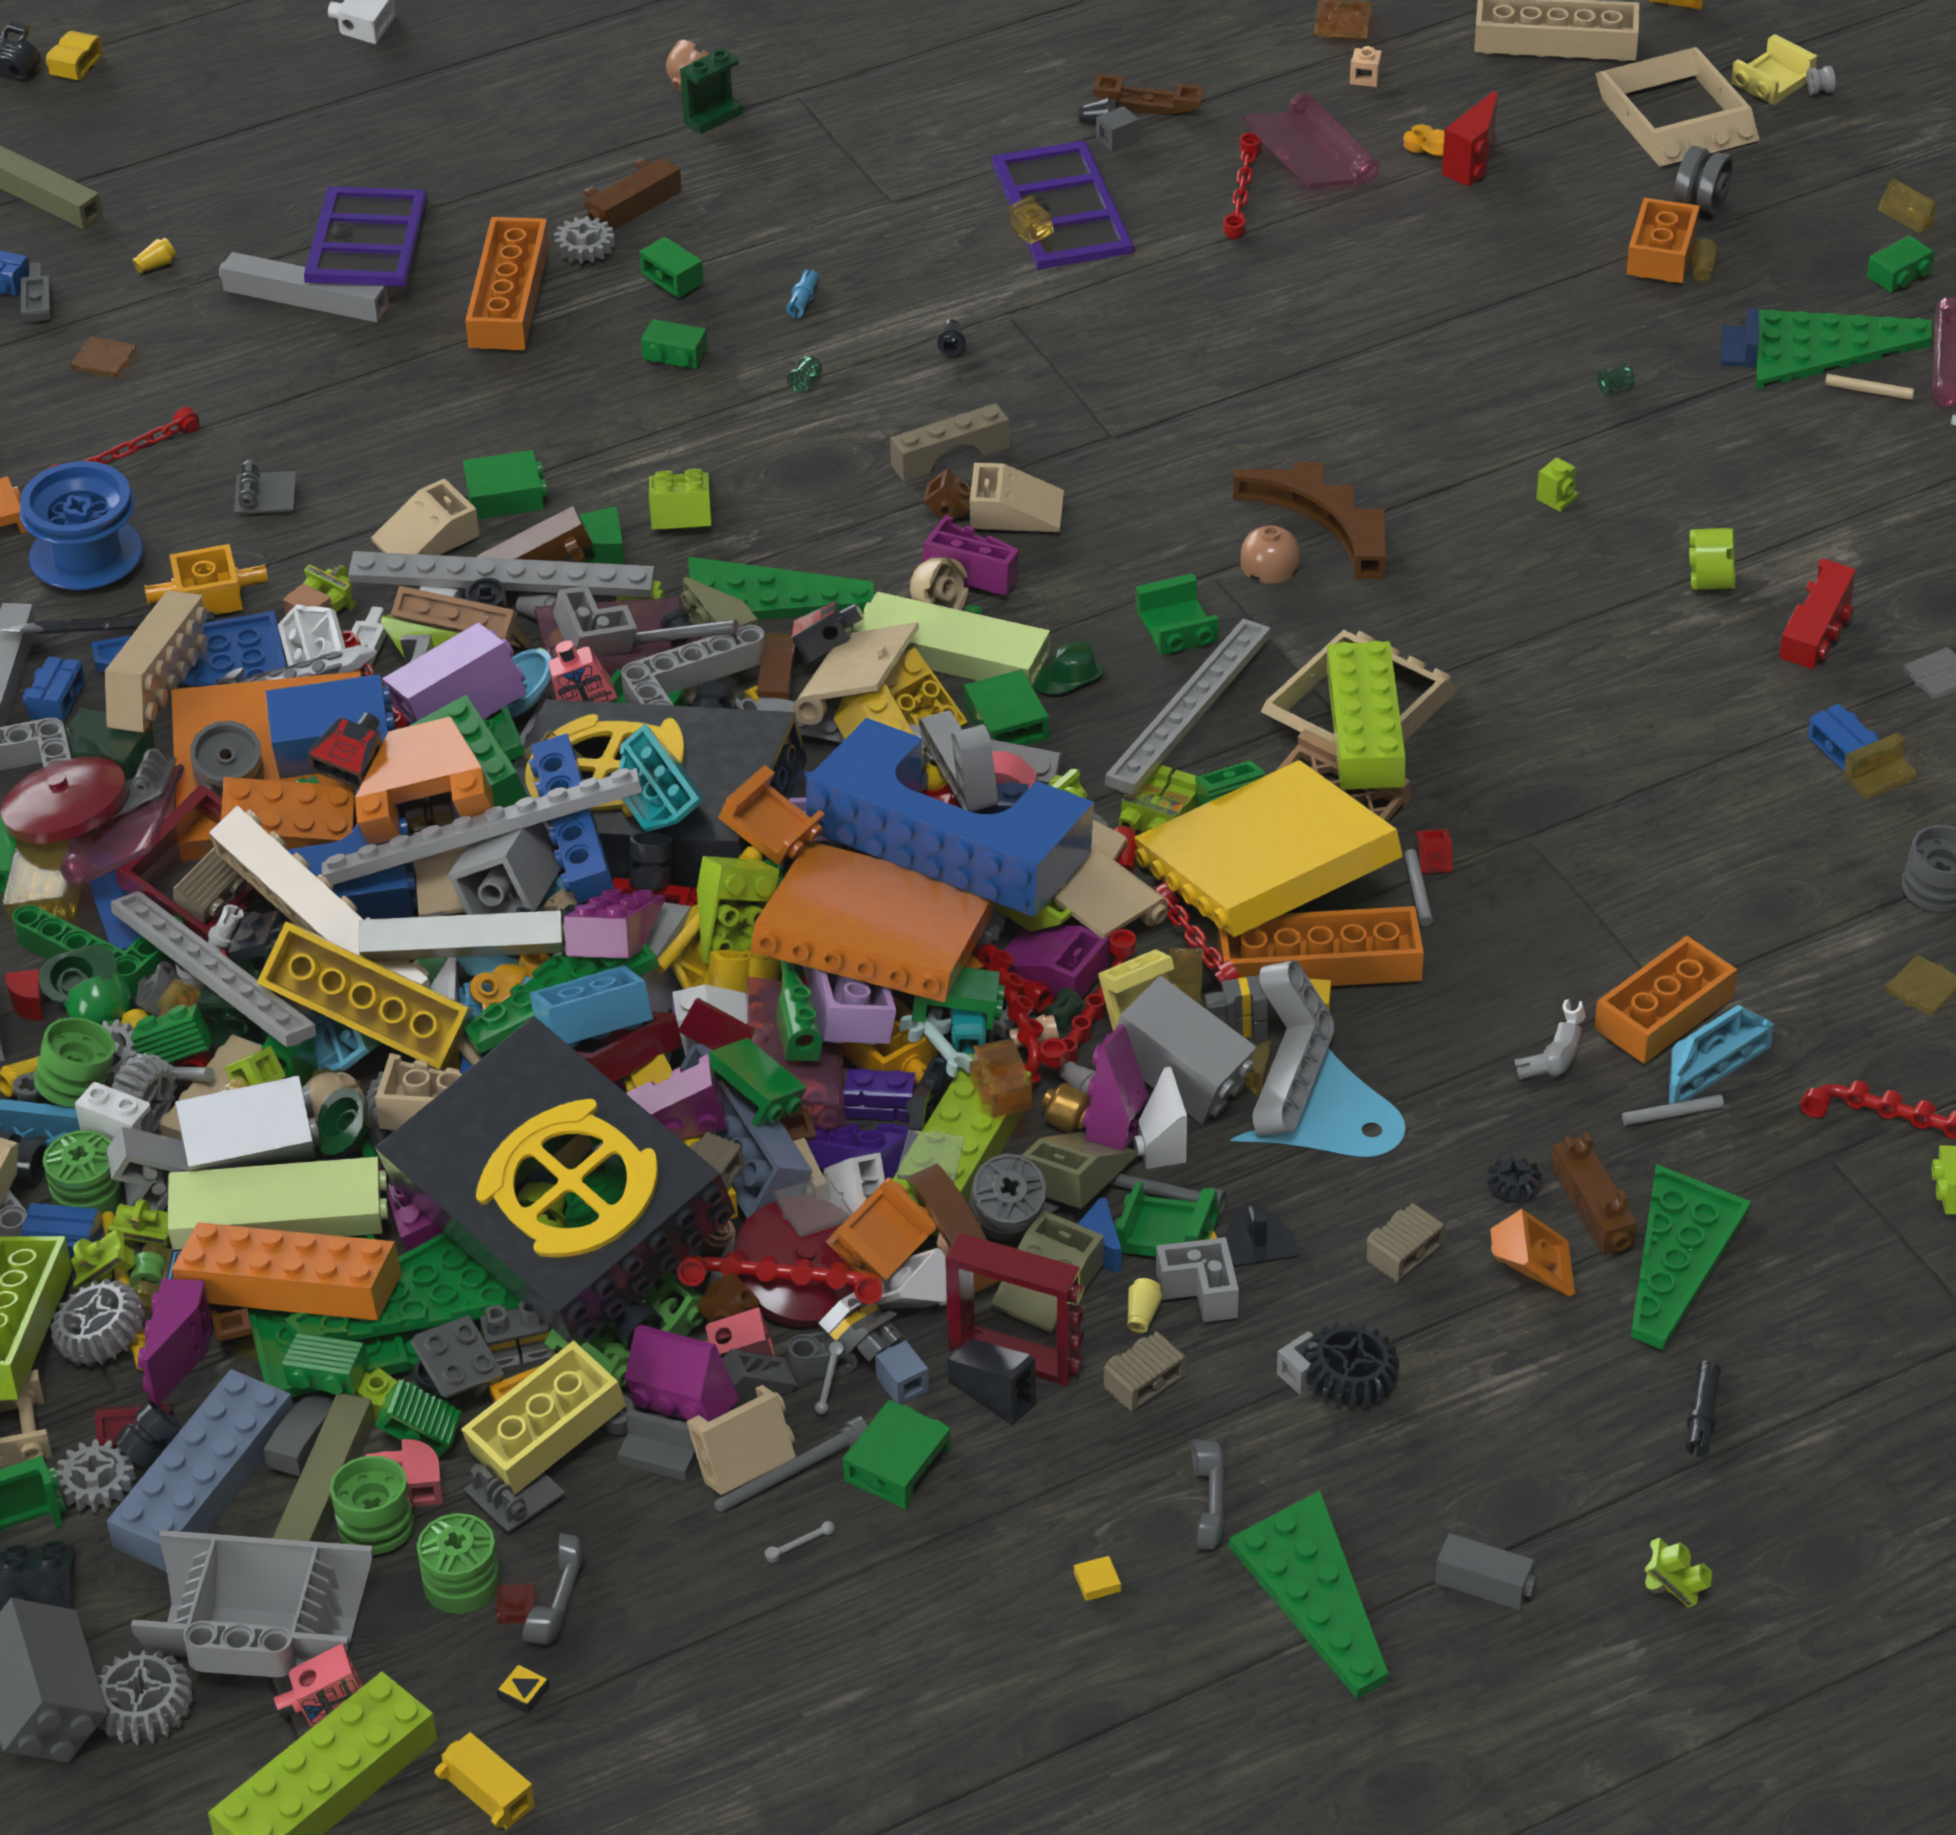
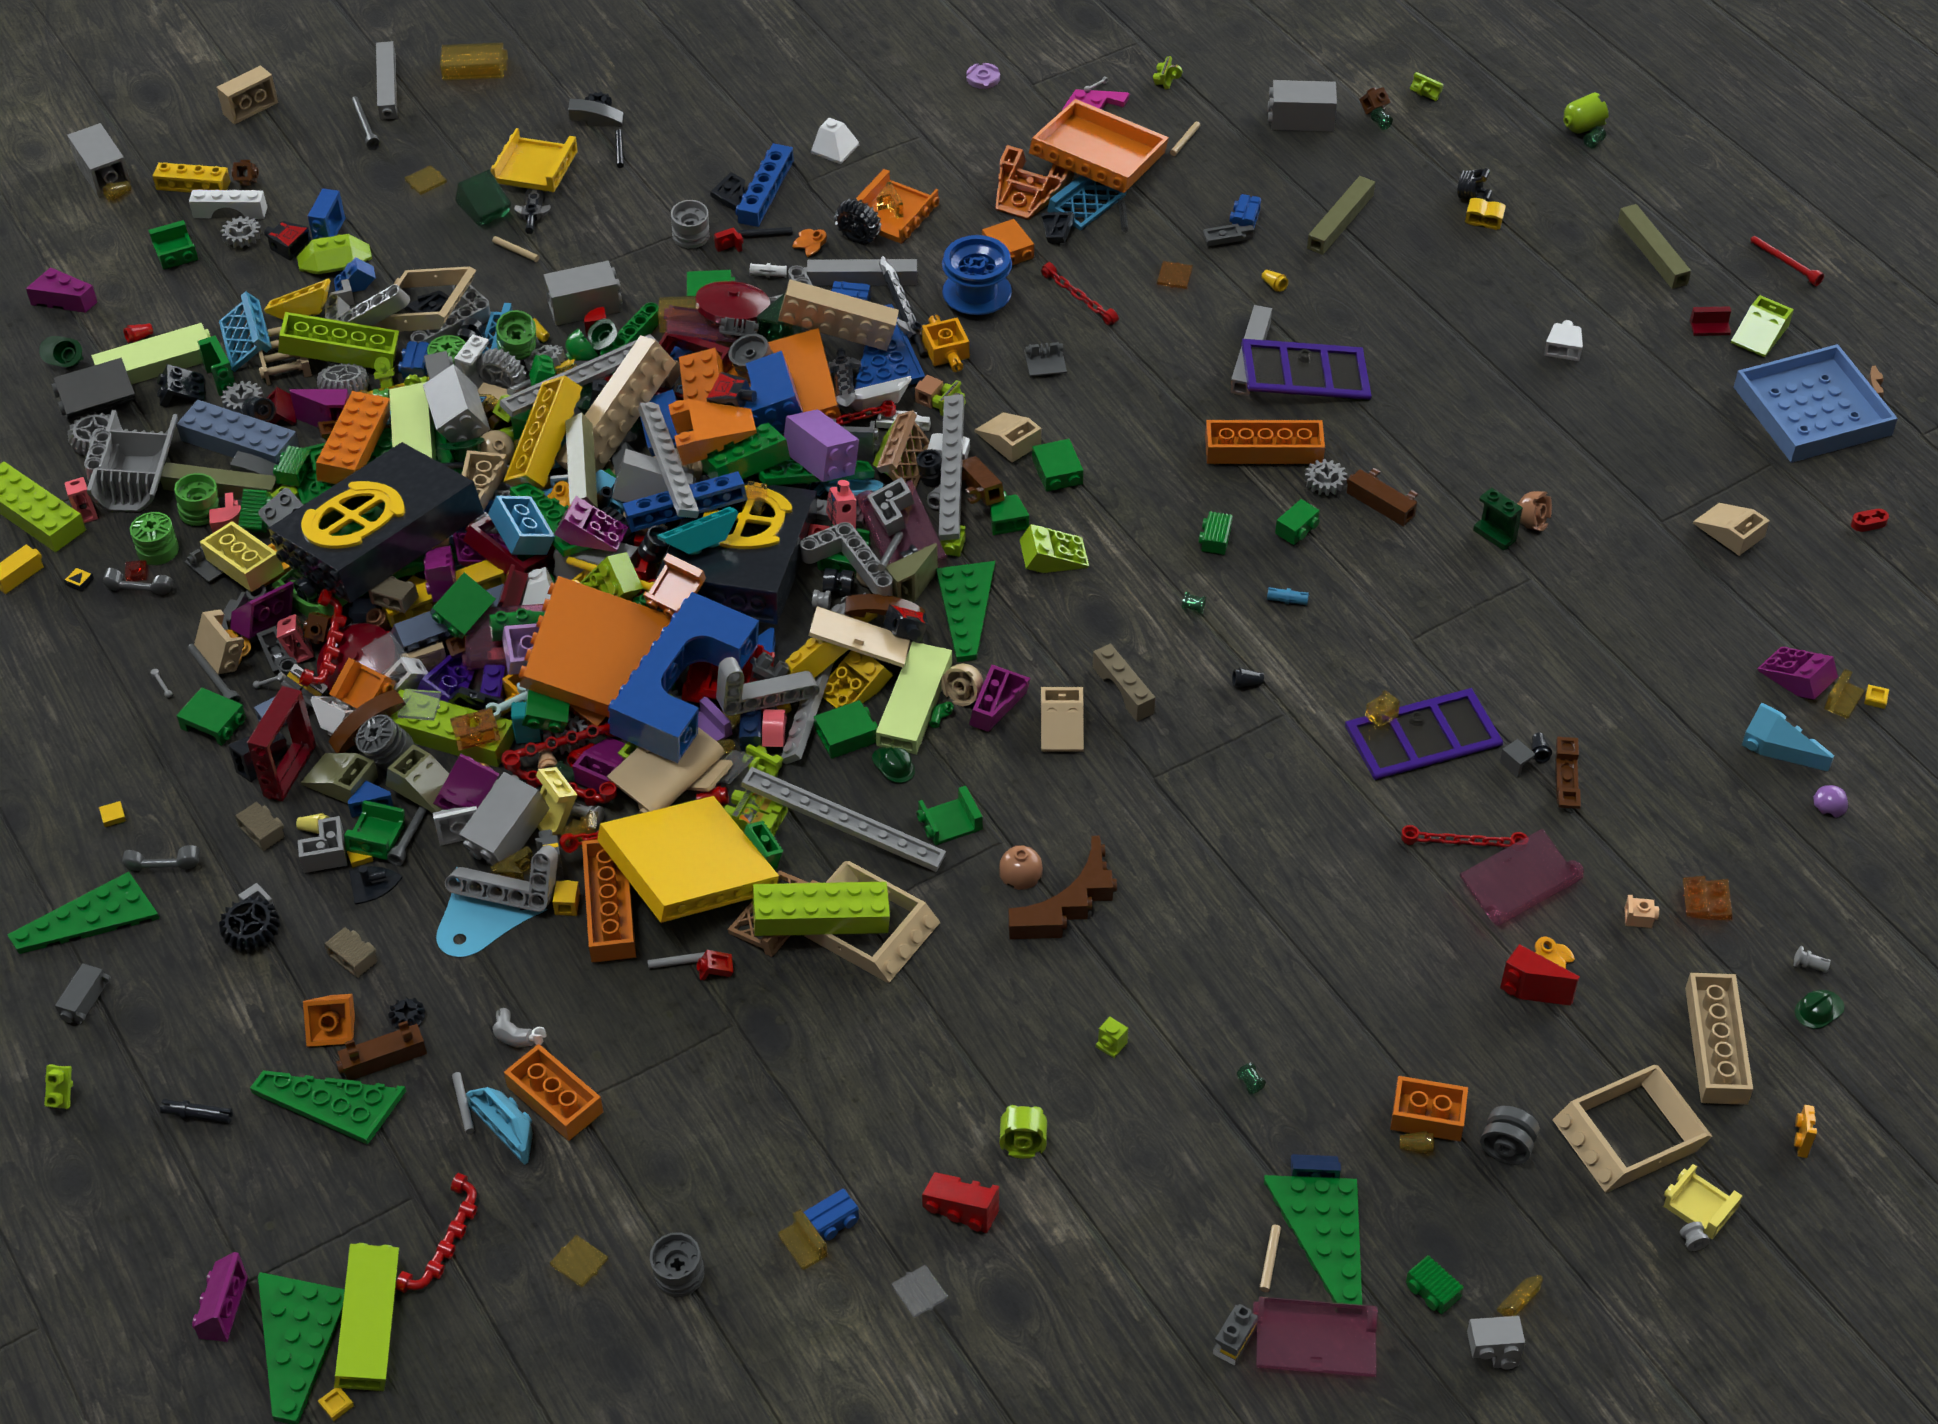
camera: 85 degrees right, 5 degrees up
(947, 495) = (1060, 676): reddish brown brick -> none

